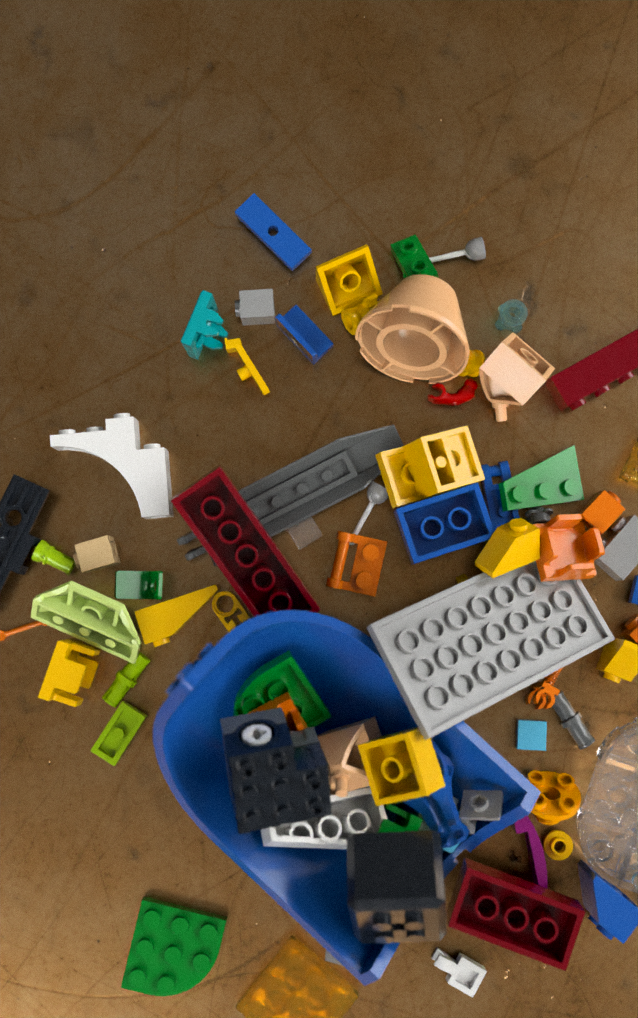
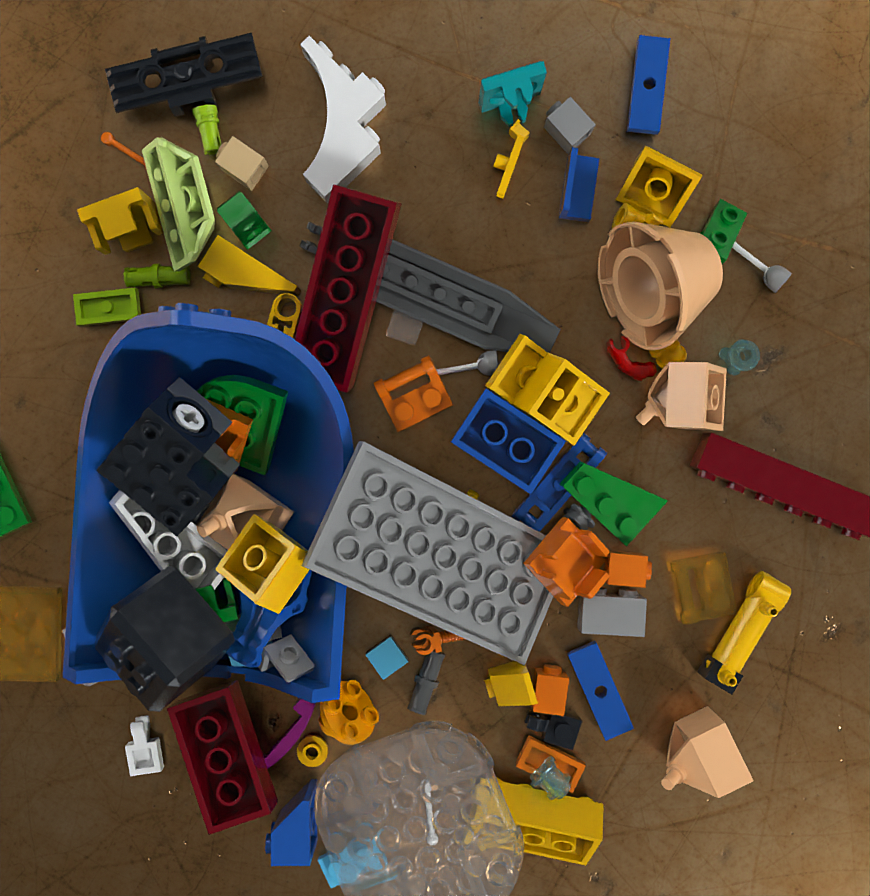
camera: 50 degrees right, 5 degrees up
(510, 548) = (530, 513): yellow slope -> none

